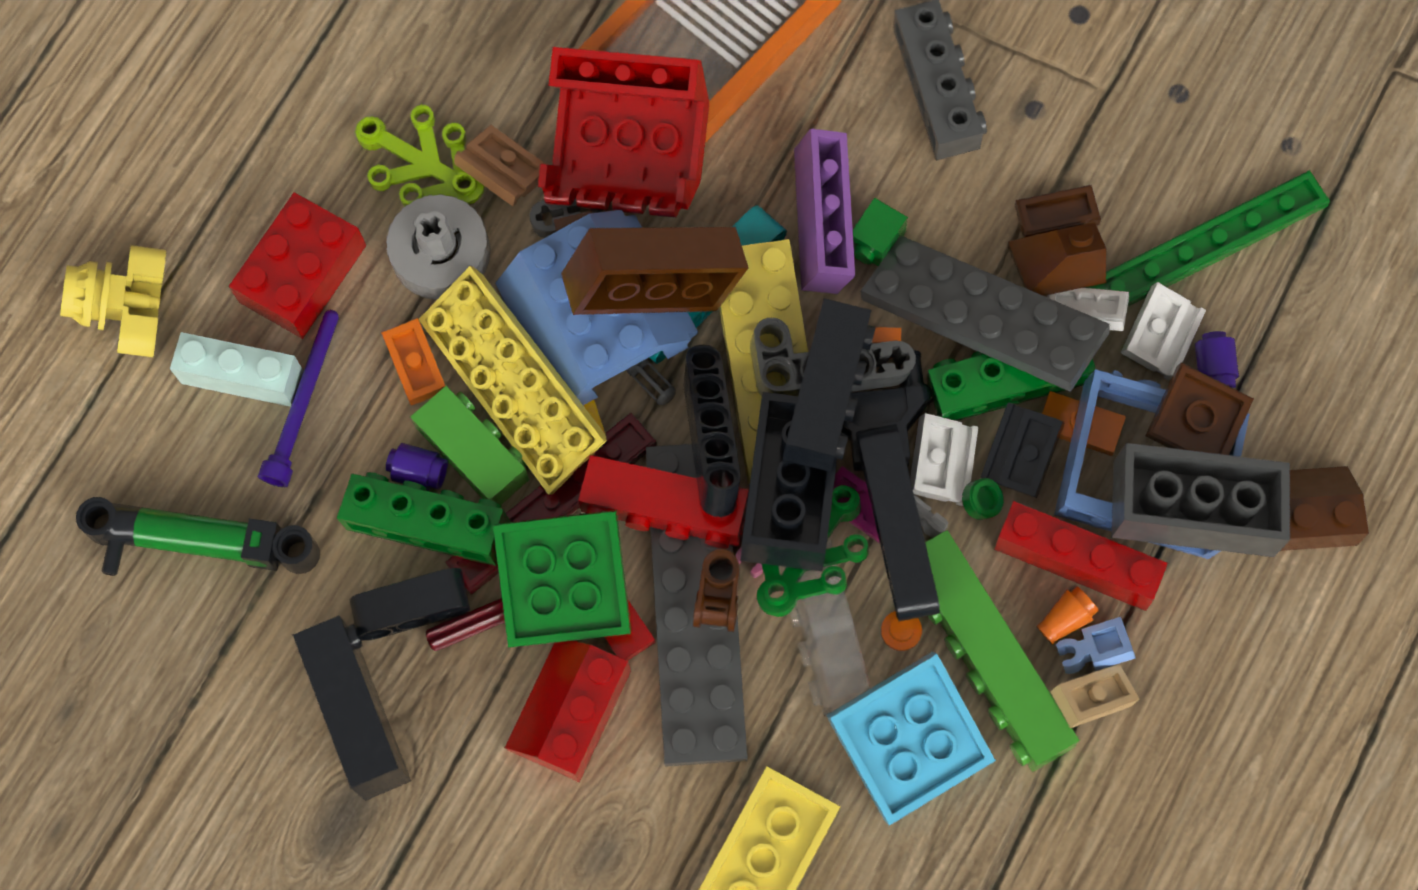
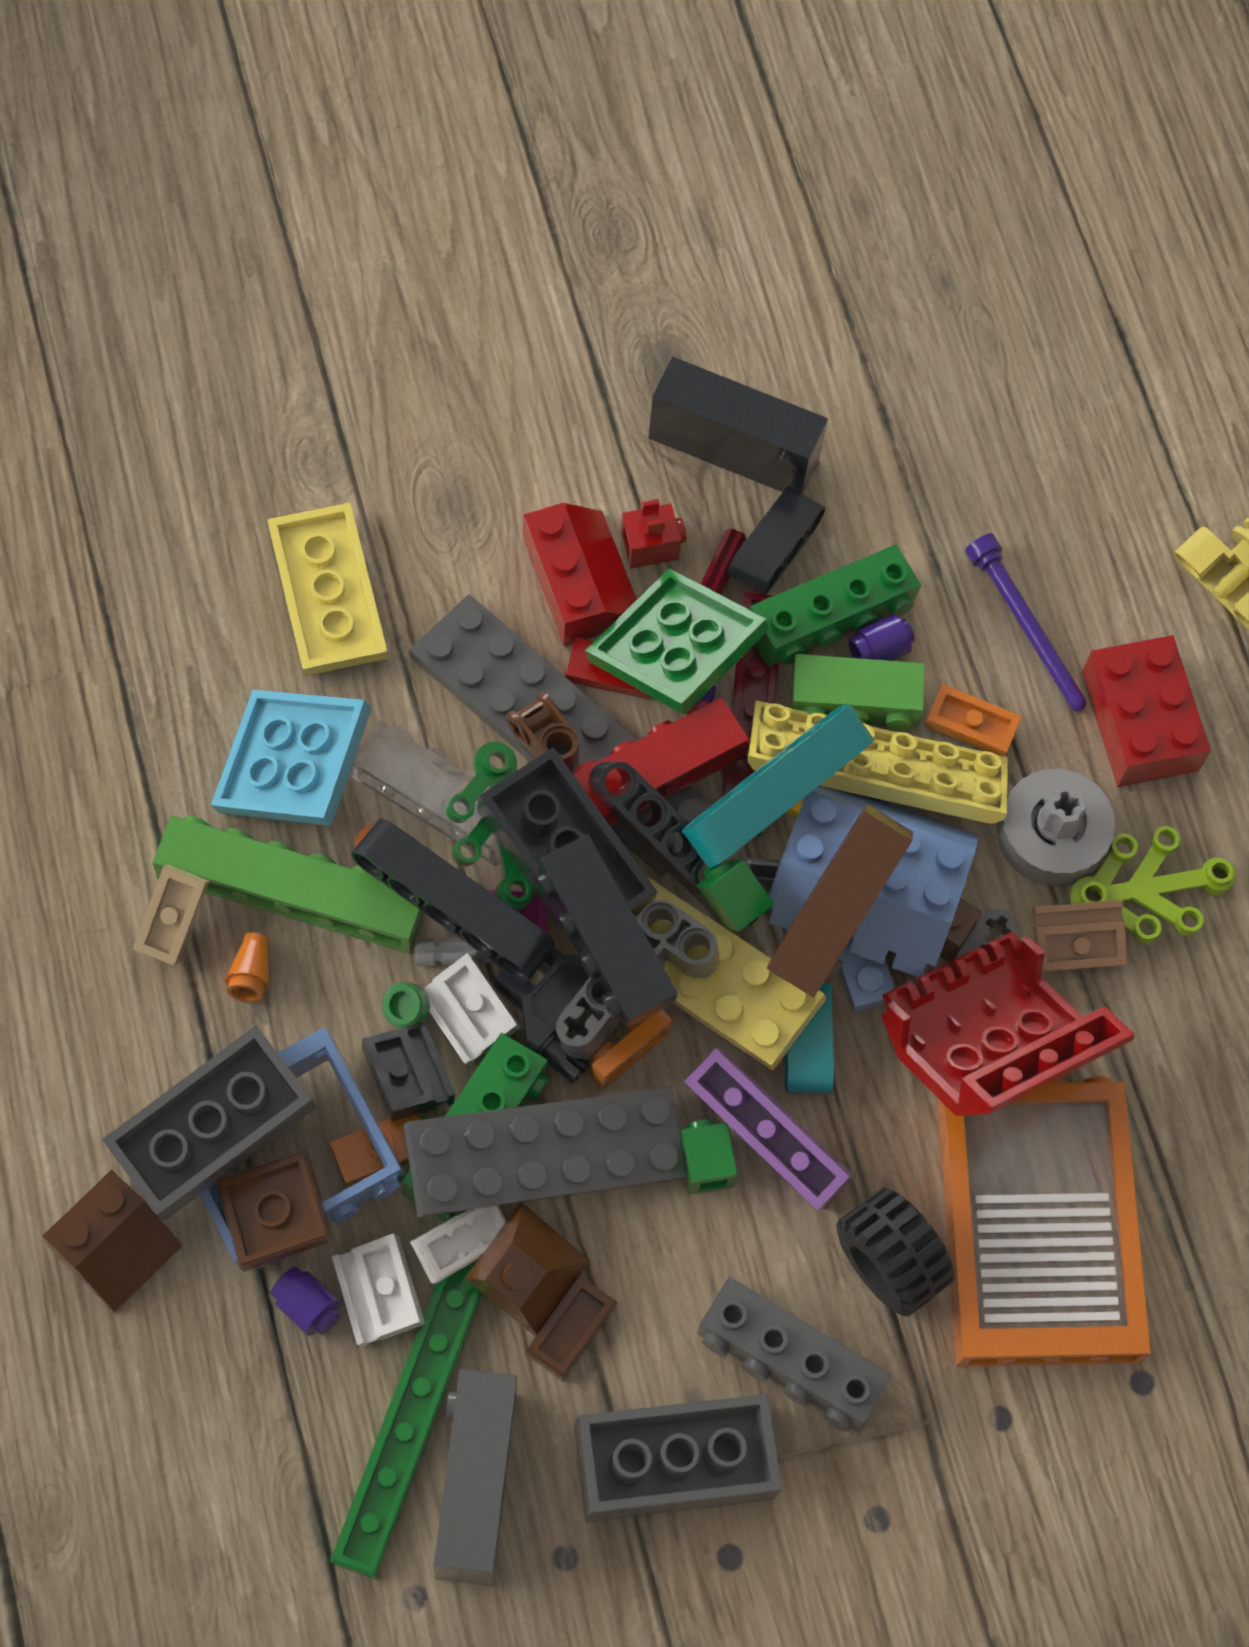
camera: 125 degrees right, 5 degrees down
(236, 369) = (1099, 592): light aqua brick -> none
(256, 543) = (939, 486): piece -> none
(491, 689) = (652, 534): none -> red brick
(610, 391) = (778, 785): none -> teal beam
(708, 355) = (734, 894): none -> green brick
(824, 68) = (895, 1251): none -> black tyre
(1067, 77) = (677, 1457): none -> dark grey brick
(1081, 556) = (287, 1015): red brick -> none
(1102, 644) = (199, 966): light blue plate -> none
(1204, 160) = (475, 1476): none -> dark grey brick

